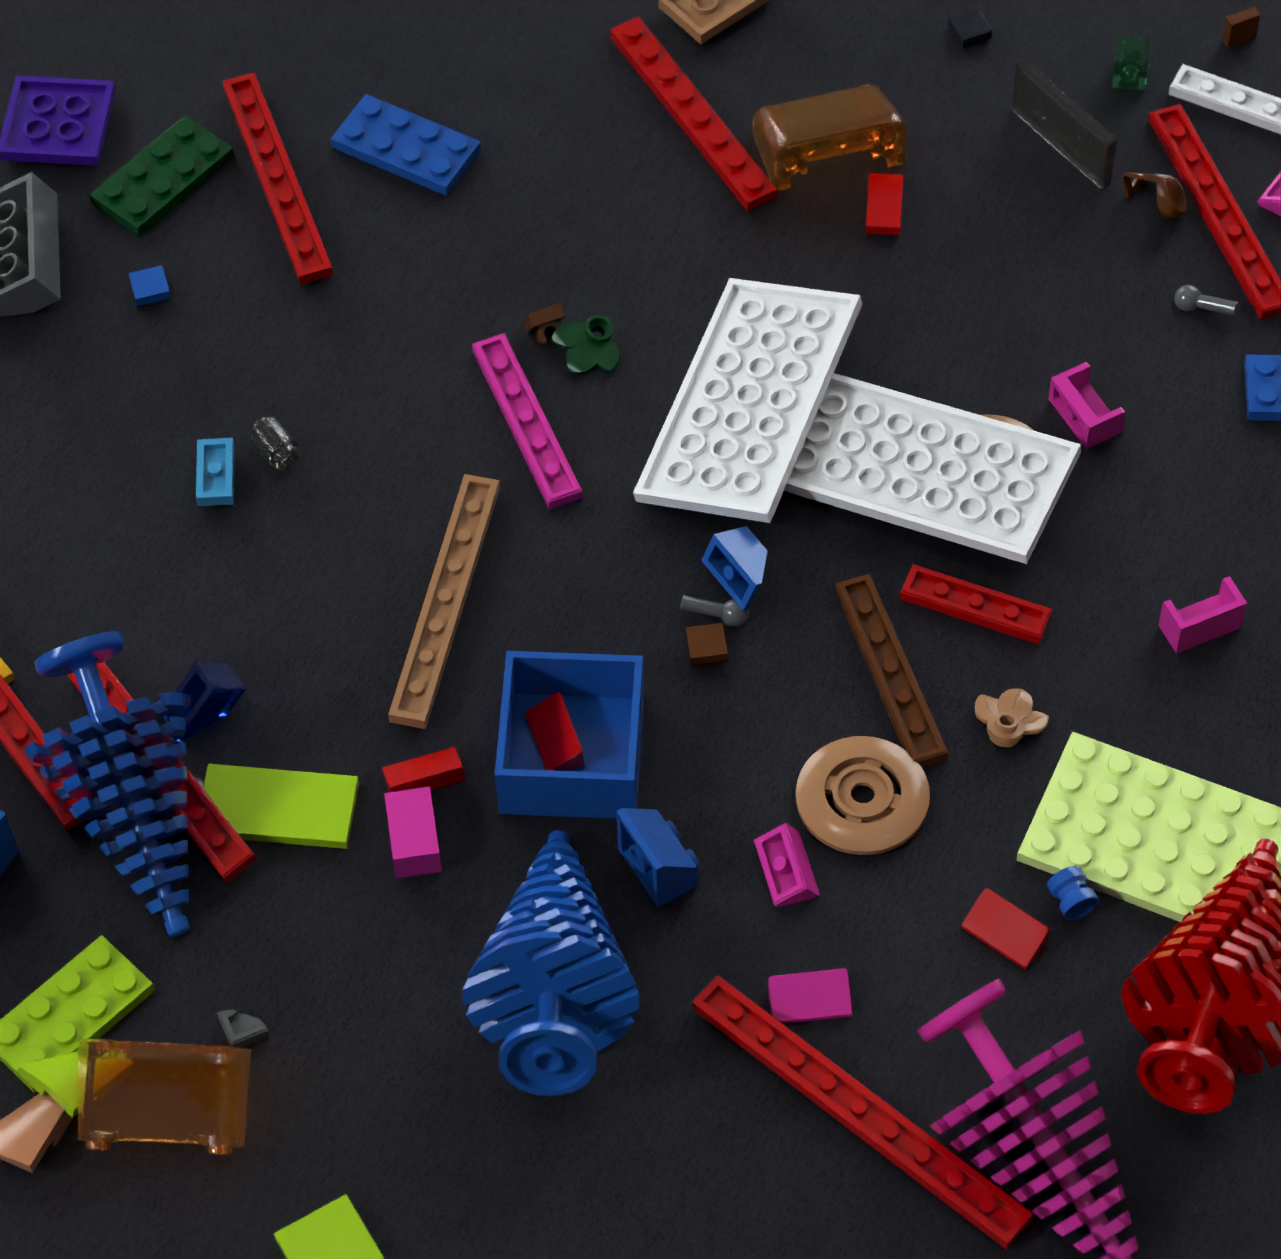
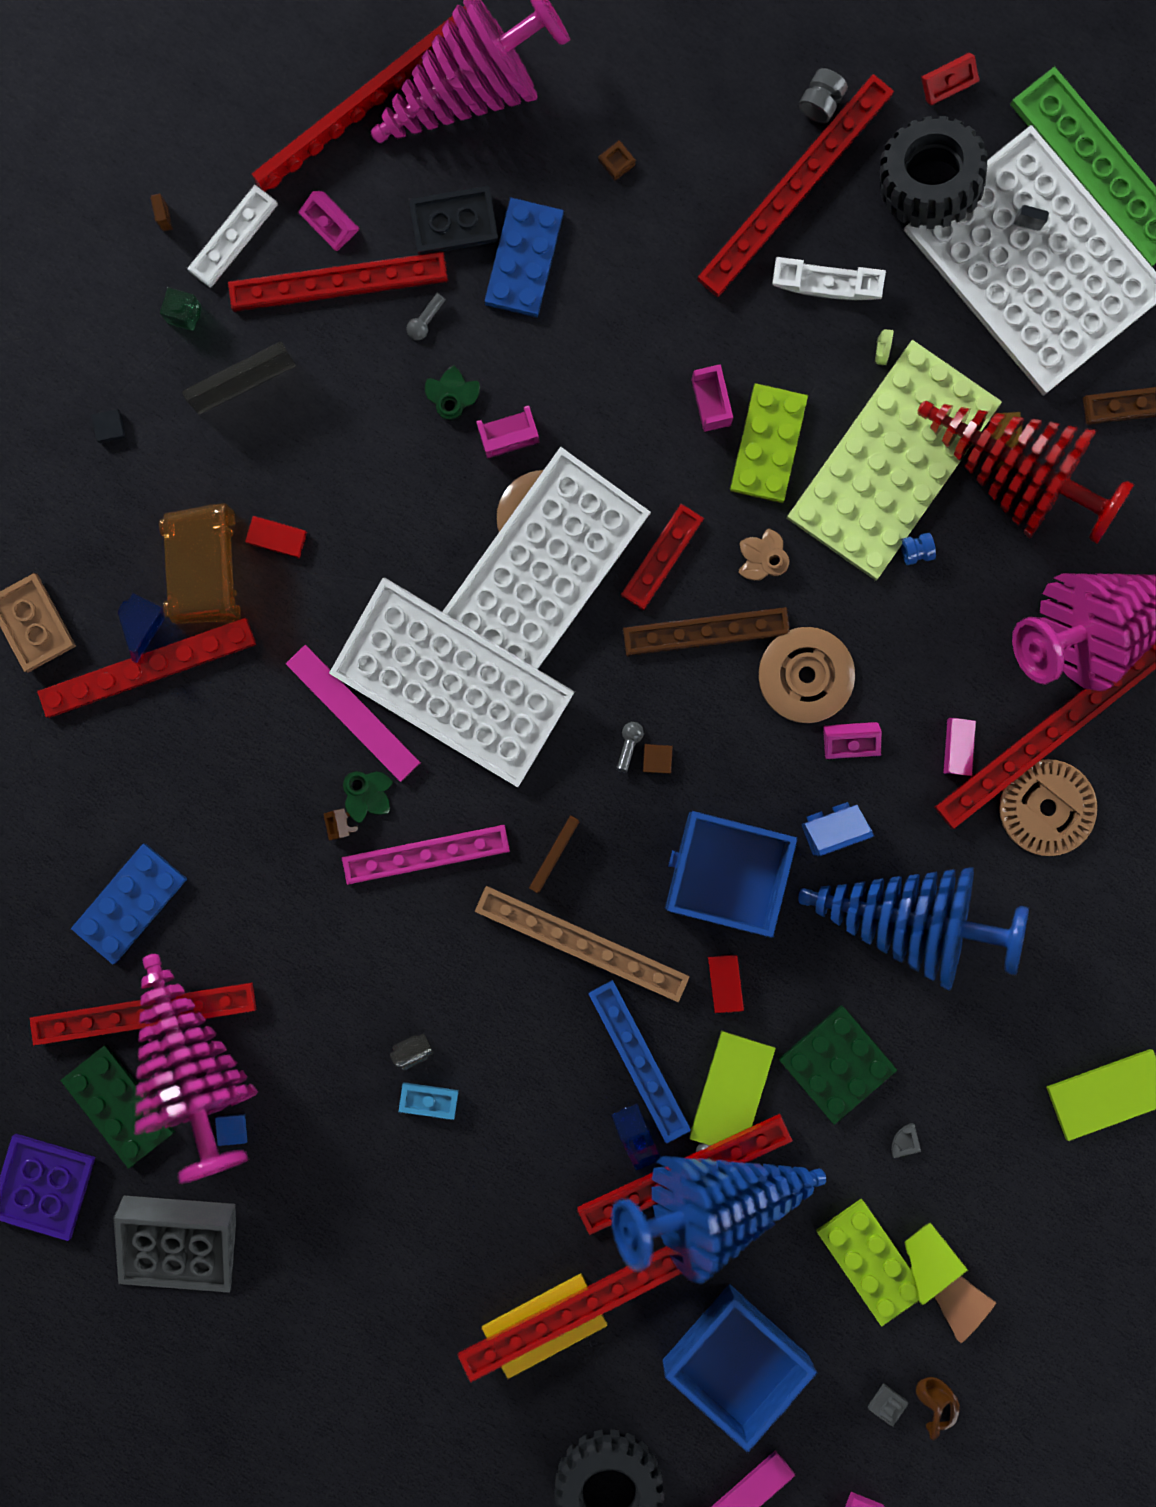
camera: 80 degrees left, 30 degrees up
(162, 1093) = (957, 1206): clear orange windscreen -> none
(207, 203) = (192, 1089): none -> dark pink plant
(301, 689) = (639, 1061): none -> blue plate
(335, 925) = (837, 1064): none -> dark green plate
(412, 832) = (779, 999): dark pink panel -> none
(555, 546) = (554, 854): none -> reddish brown tile
(555, 734) = (718, 884): red slope -> none
(684, 317) = (353, 713): none -> dark pink tile
(712, 1120) = (1068, 791): none -> medium nougat piece
(737, 87) = (139, 623): none -> clear blue slope
(737, 563) = (604, 721): blue slope -> none
(1006, 928) = (934, 602): red slope -> none
(1120, 345) = (451, 390): none -> dark green plate
(1165, 697) = (768, 443): none -> lime plate
(1169, 192) = (322, 313): reddish brown piece -> none

